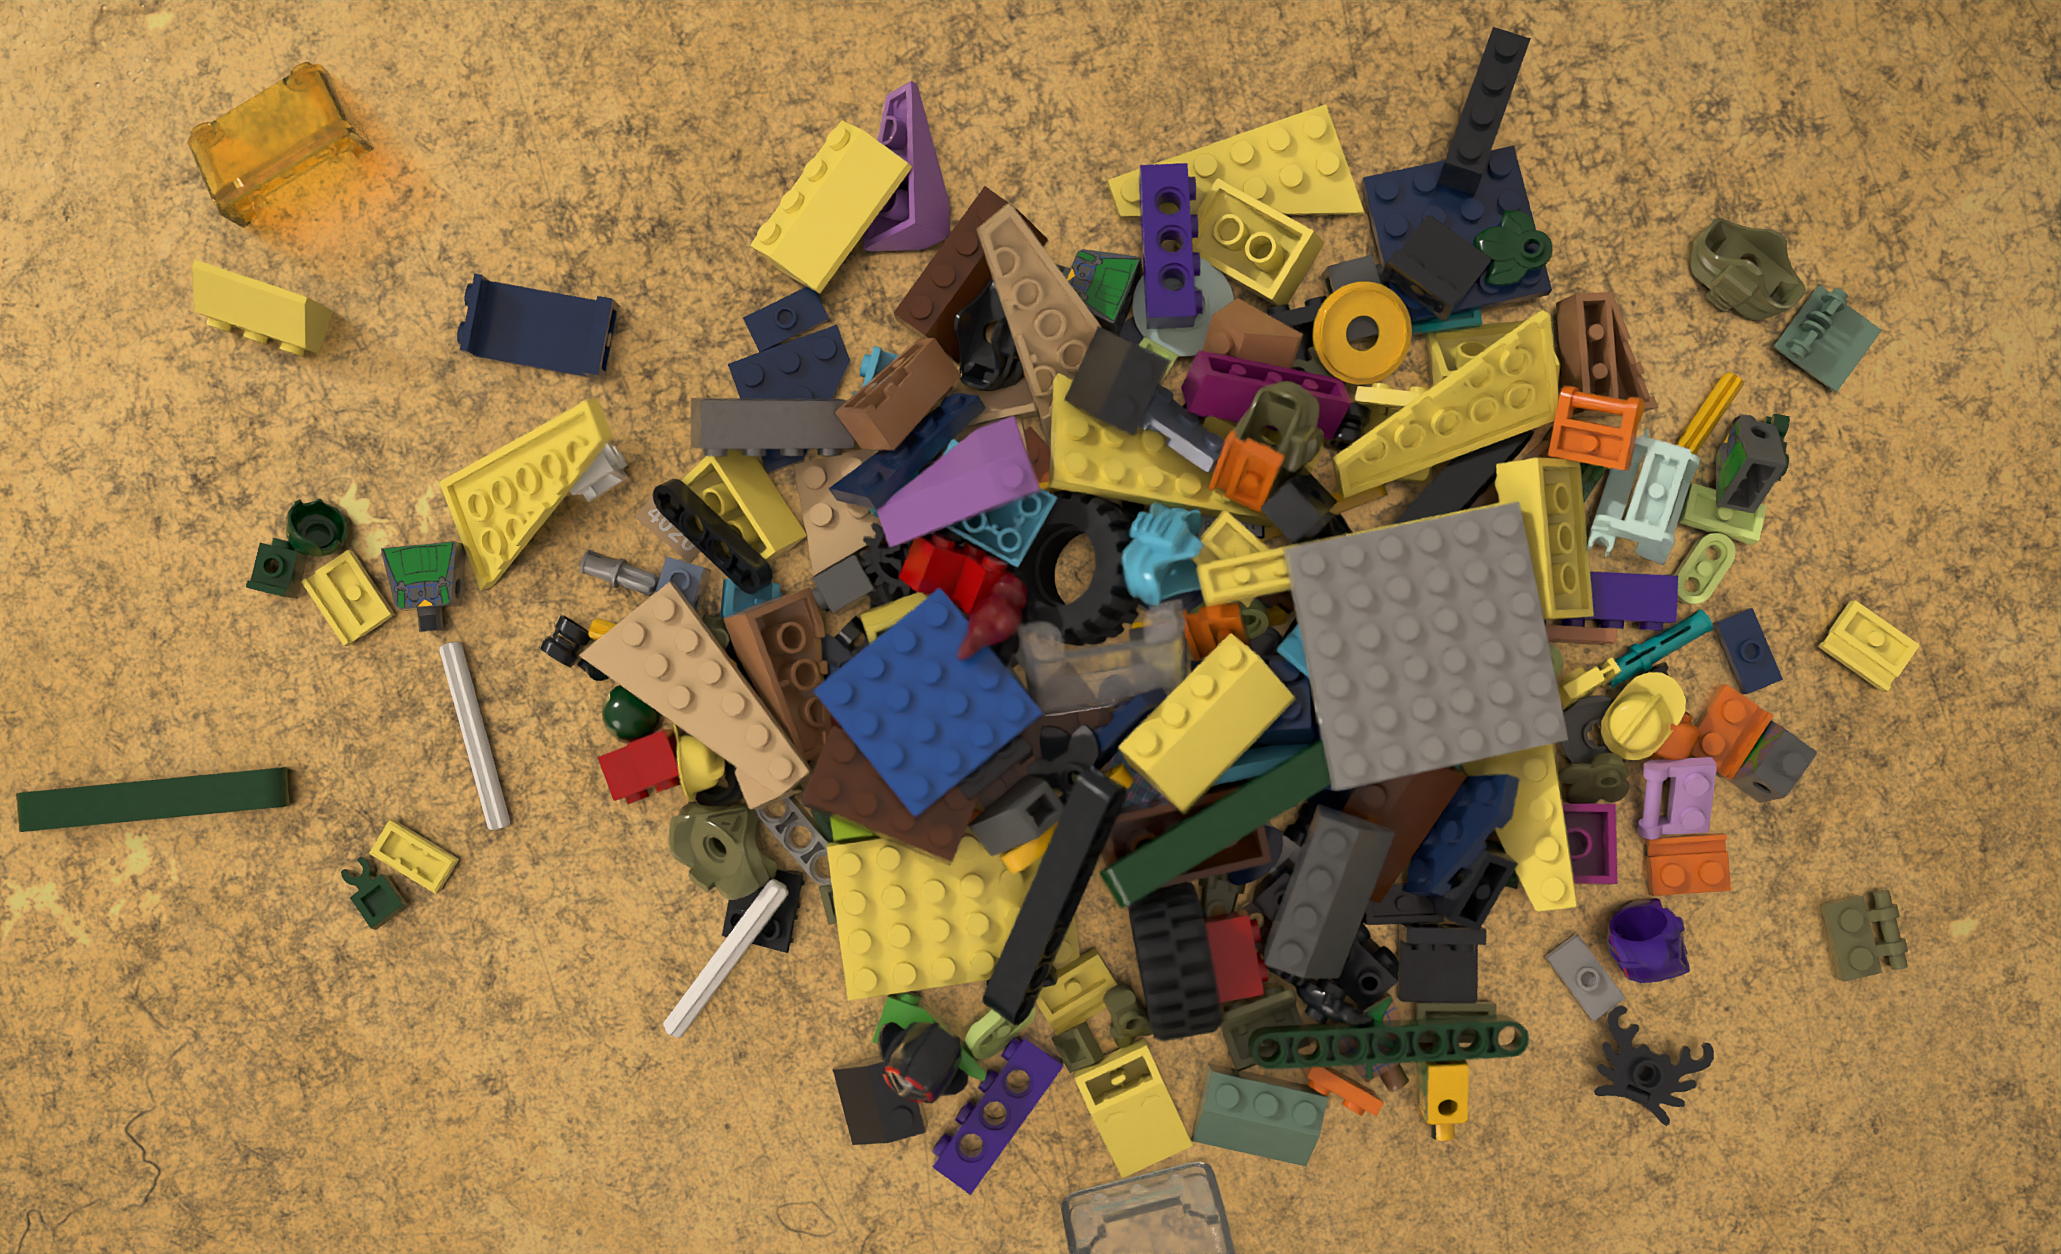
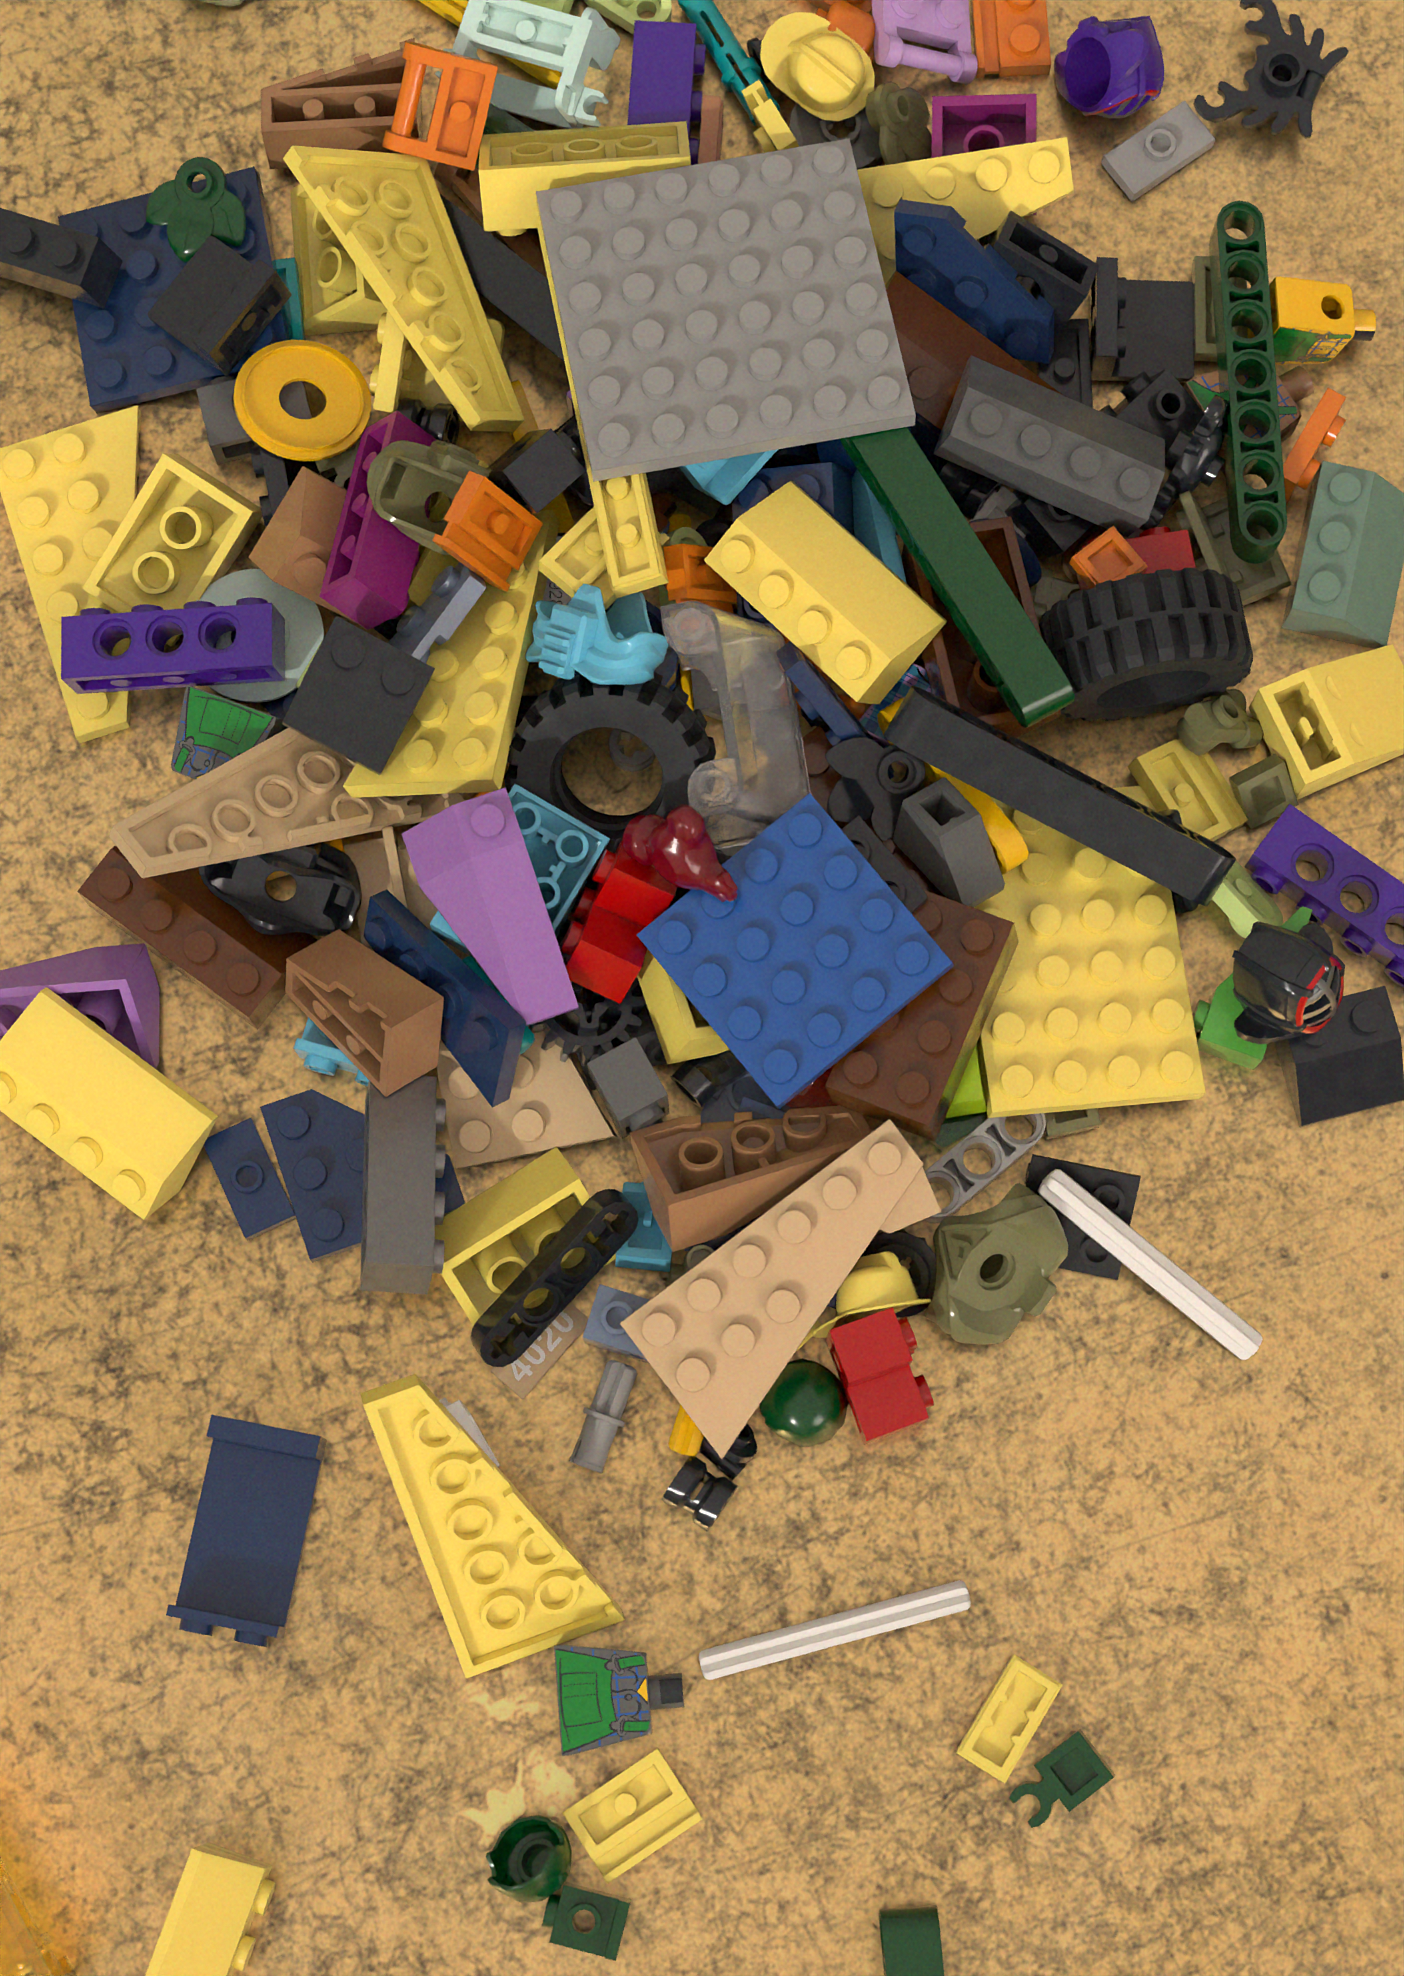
camera: 90 degrees left, 10 degrees down
(1233, 934) = (1107, 559): none -> orange tile

